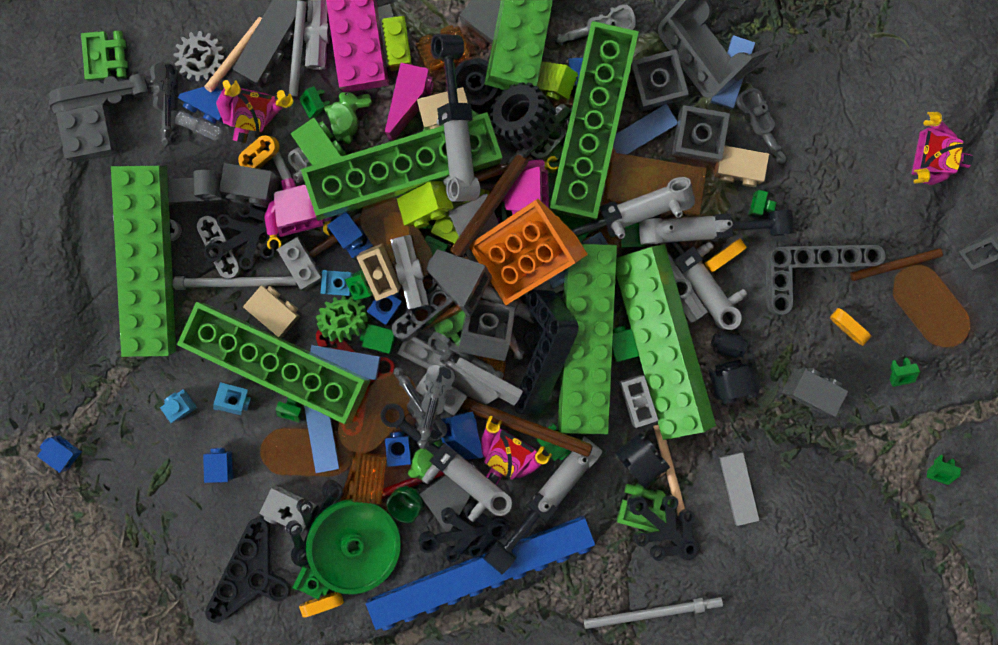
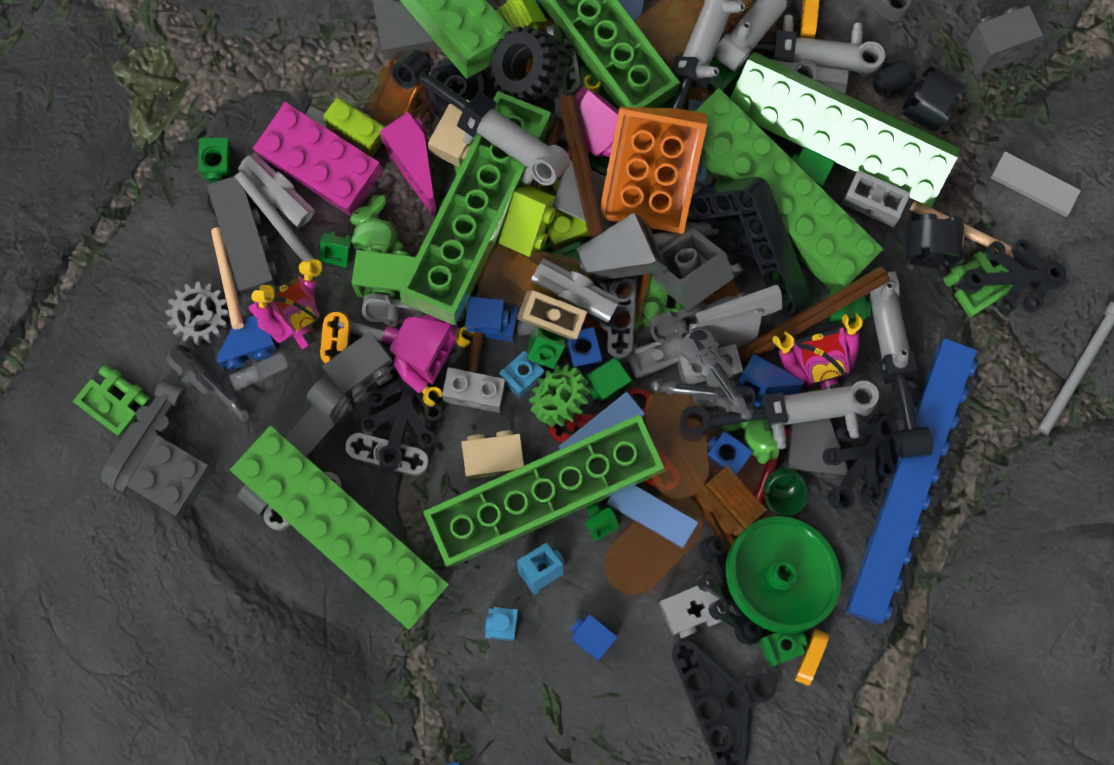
camera: 45 degrees left, 10 degrees down
(182, 282) = (389, 517): light grey bar -> none

